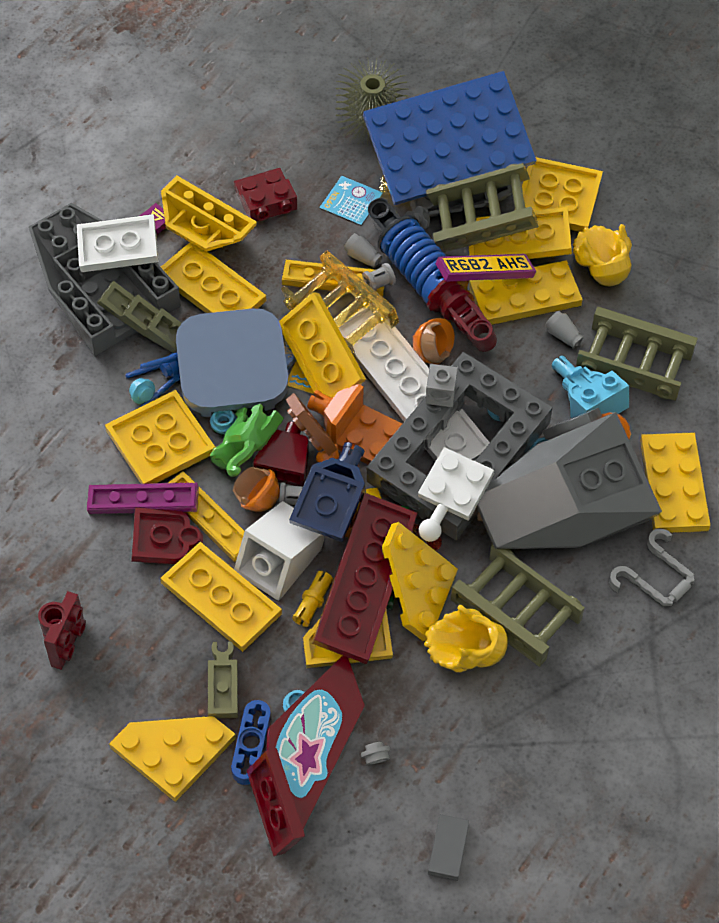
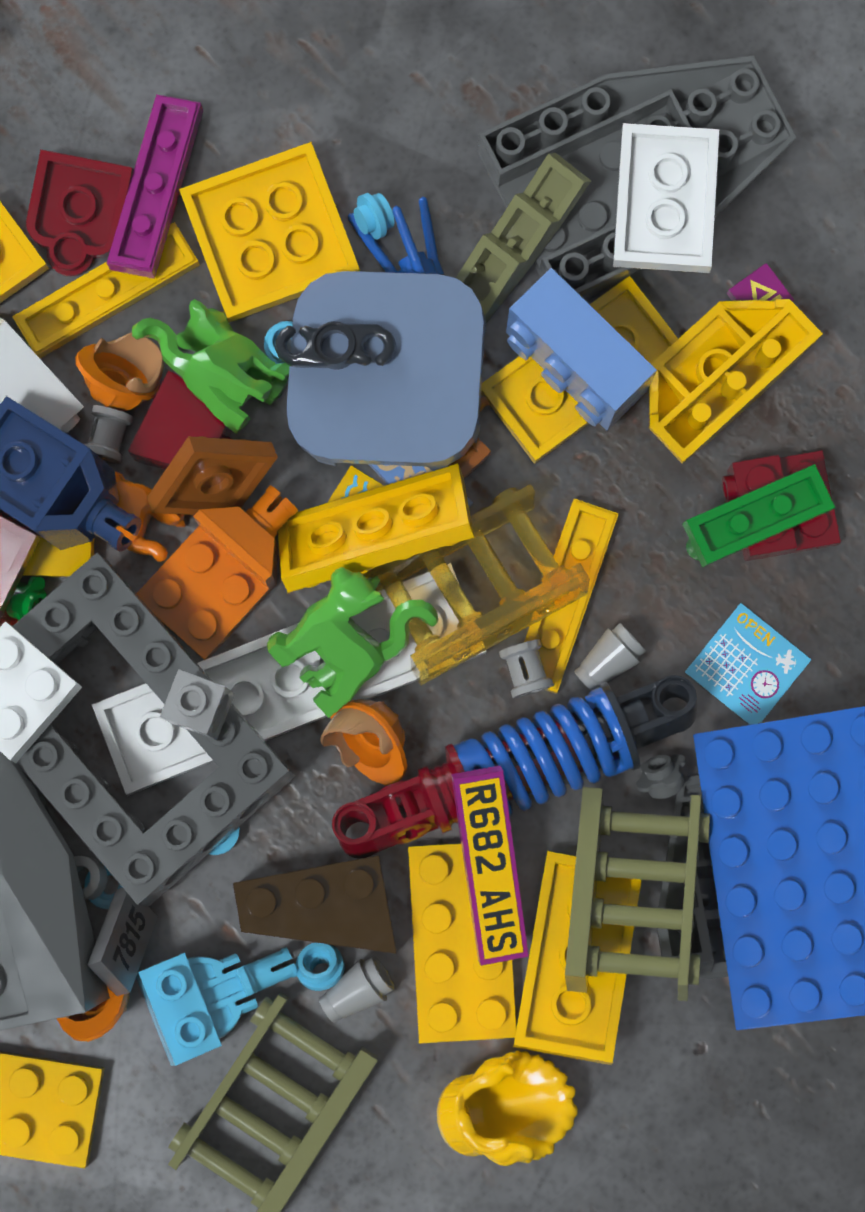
camera: 100 degrees right, 25 degrees up
(207, 269) = (578, 350): none -> medium blue brick
(222, 389) = (357, 335): none -> black piece
(280, 193) = (757, 516): none -> green piece
(390, 353) = (347, 649): none -> bright green animal
(525, 348) = (321, 905): none -> dark brown wedge
(552, 343) = (312, 956): none -> medium azure plate
(563, 185) = (679, 1067): yellow plate -> none

